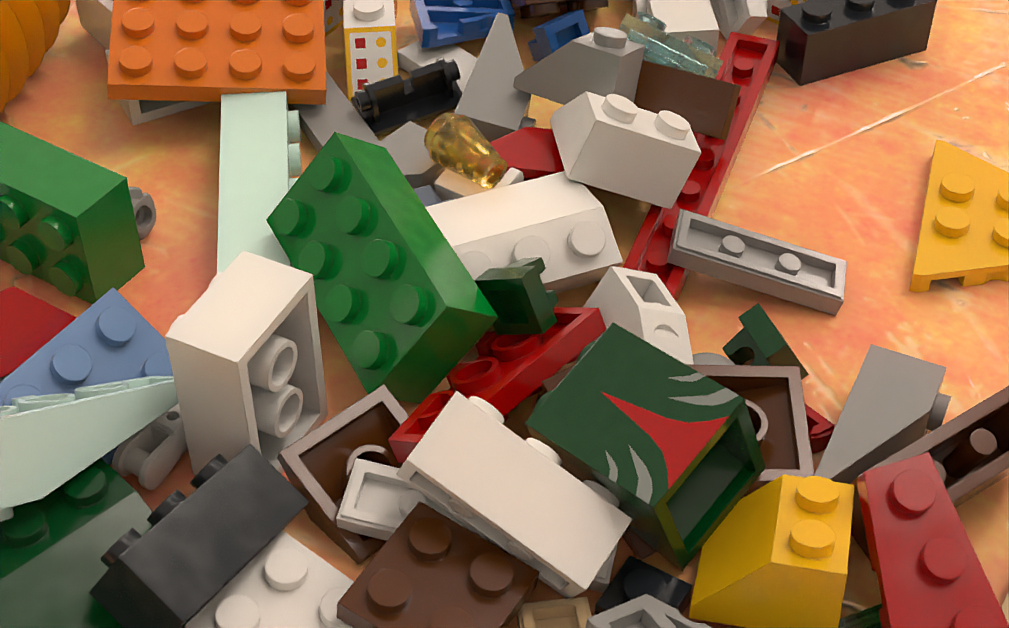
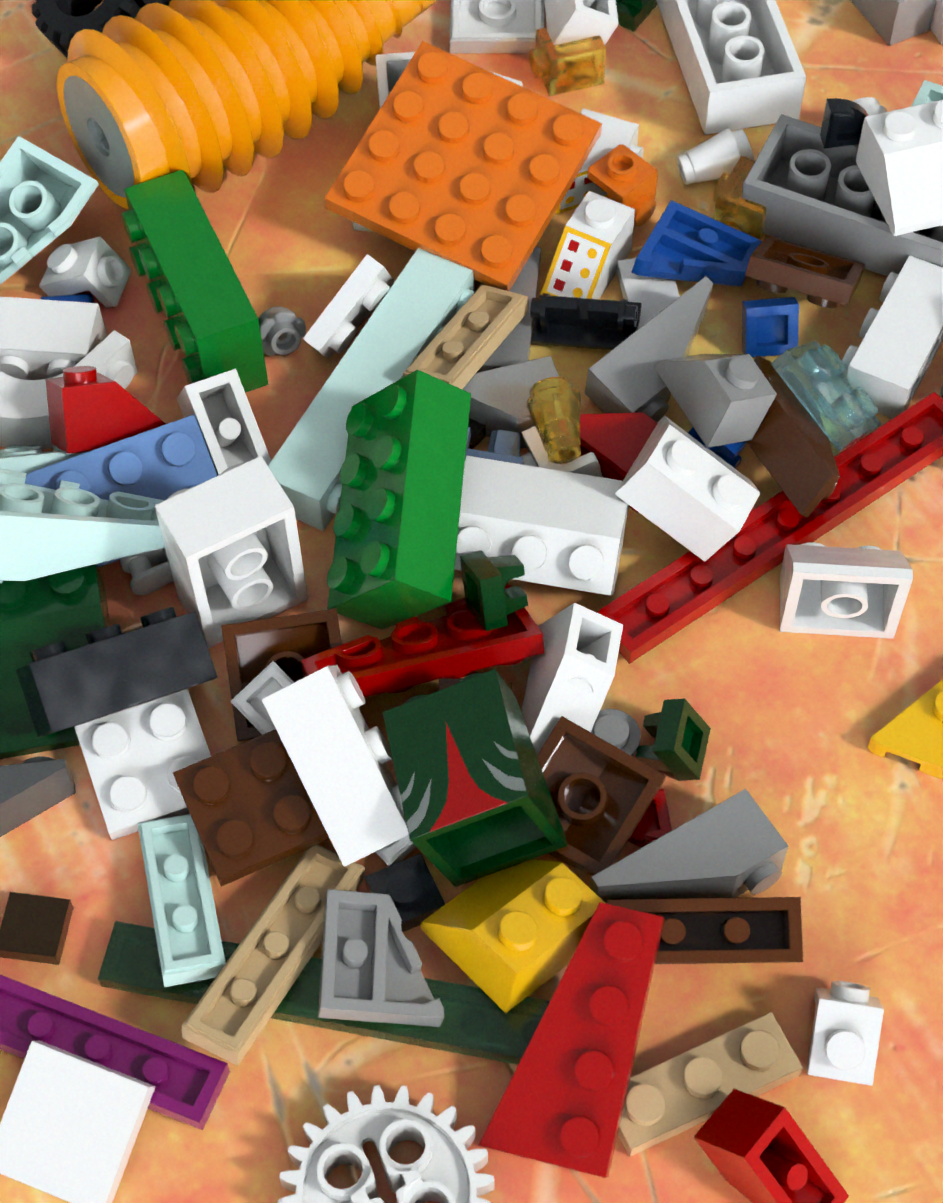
camera: 35 degrees right, 15 degrees up
(139, 279) = (224, 420): none -> white slope
(188, 182) = (350, 308): none -> white wing
(316, 124) = (471, 336): none -> tan tile
(758, 262) = (740, 652): light grey tile -> none
(798, 180) = (843, 590): none -> white slope

